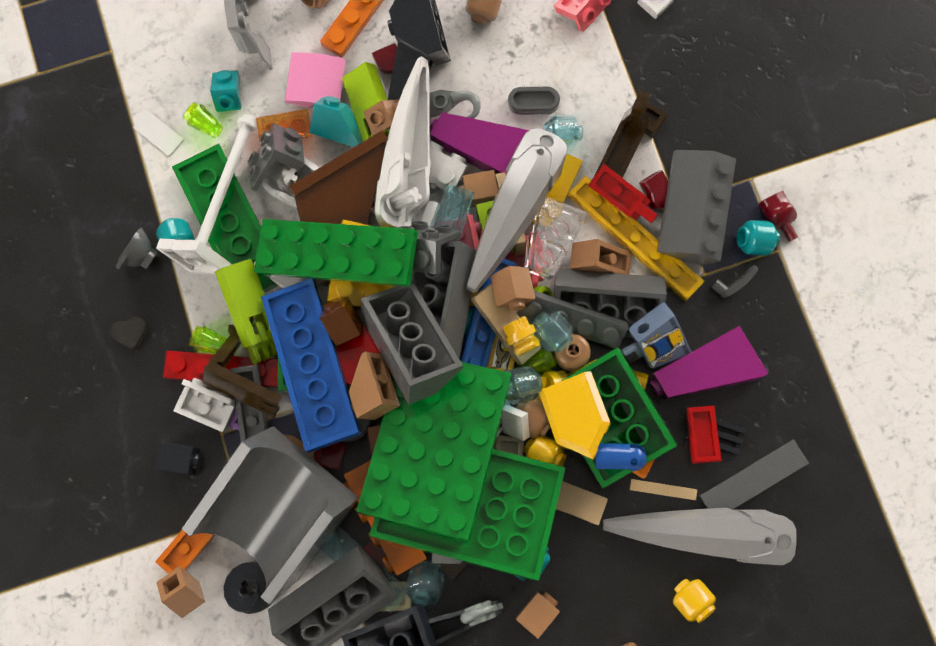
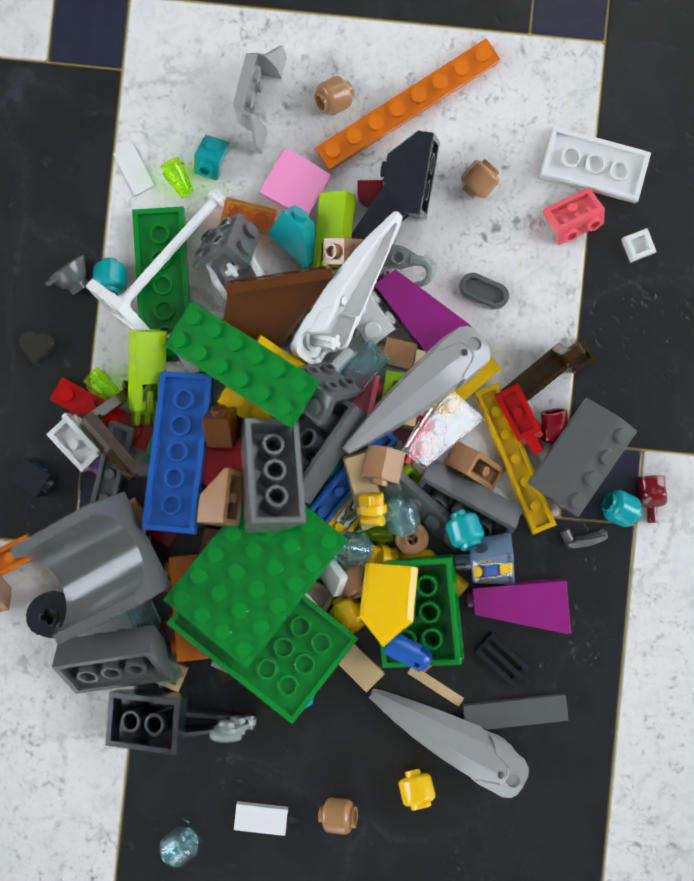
camera: 20 degrees right, 10 degrees up
(425, 583) = (198, 678): clear light blue head -> none
(538, 613) = (282, 742): medium nougat brick -> none
(566, 128) = (496, 333): clear light blue head -> none
(619, 318) = (464, 530): none -> teal head
(703, 434) = (490, 657): red tile -> none

